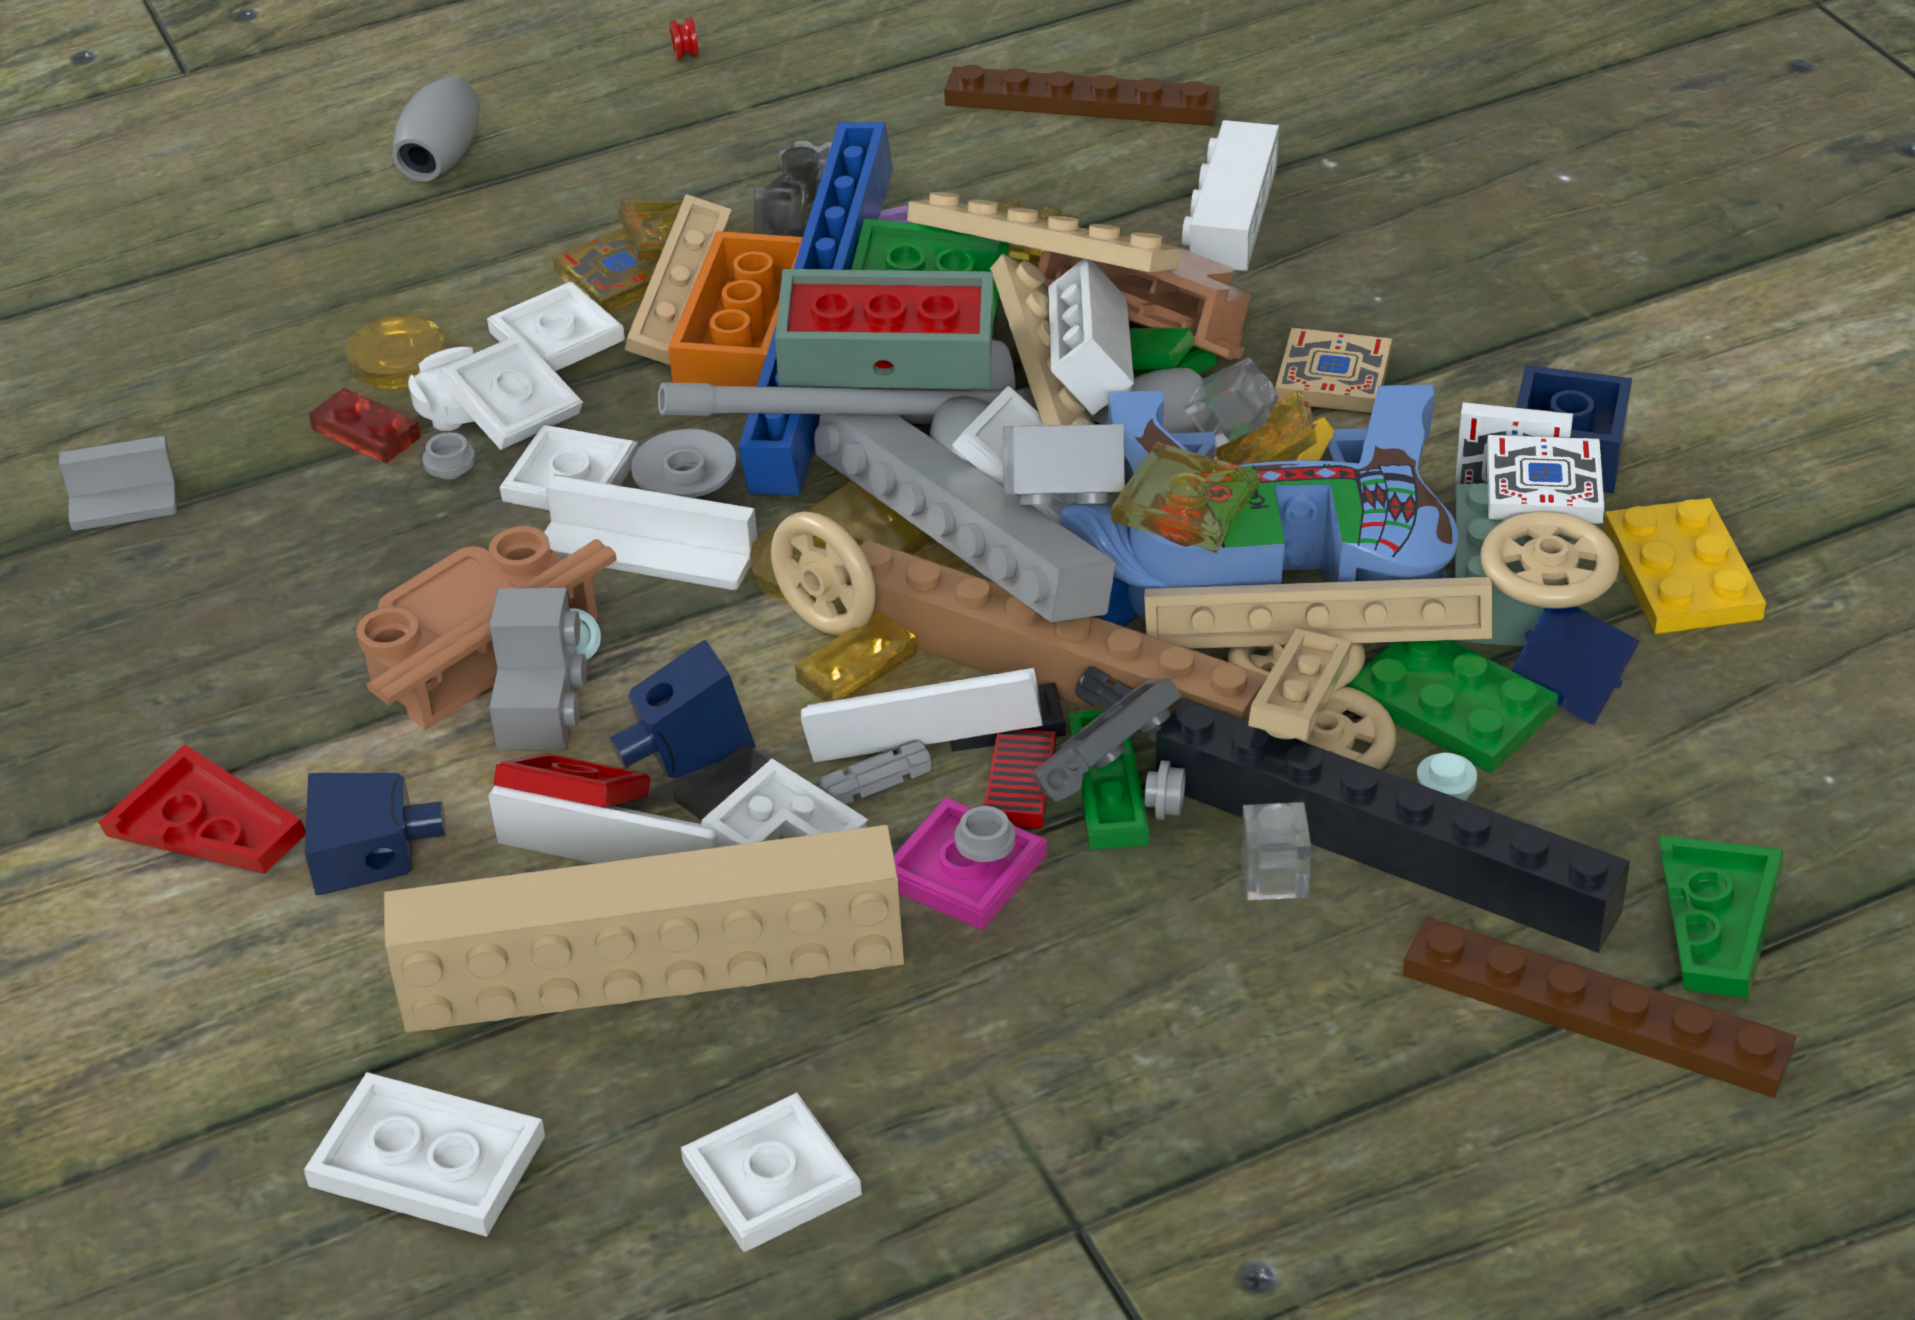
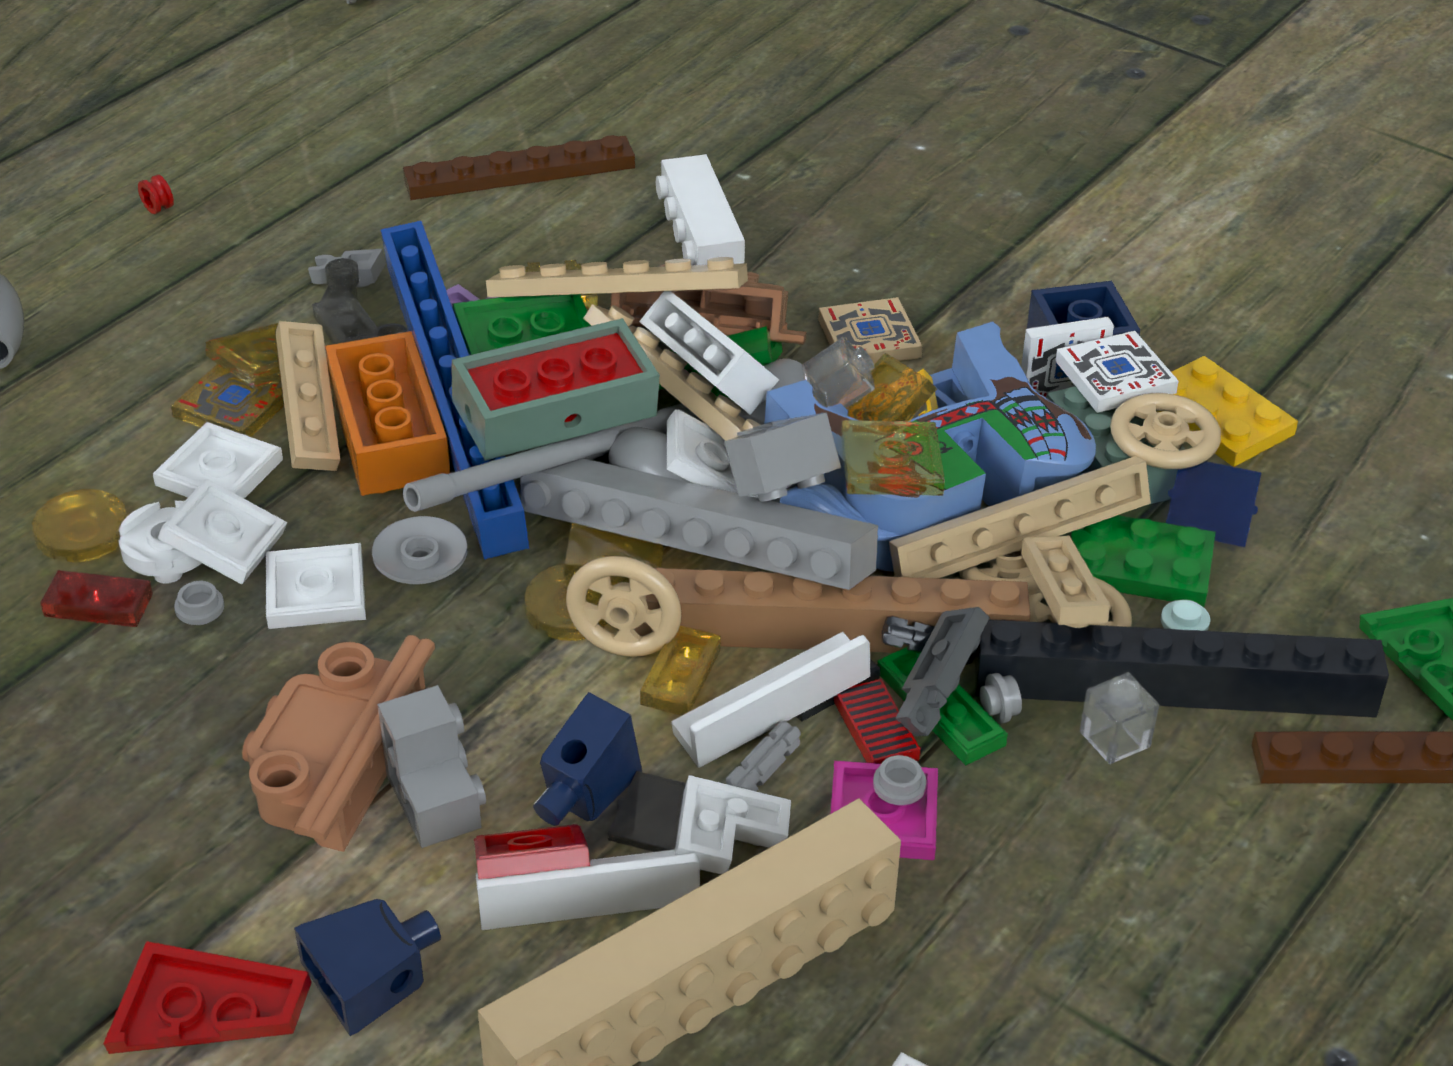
camera: 30 degrees left, 0 degrees up
(653, 531) = (450, 611): white panel -> none

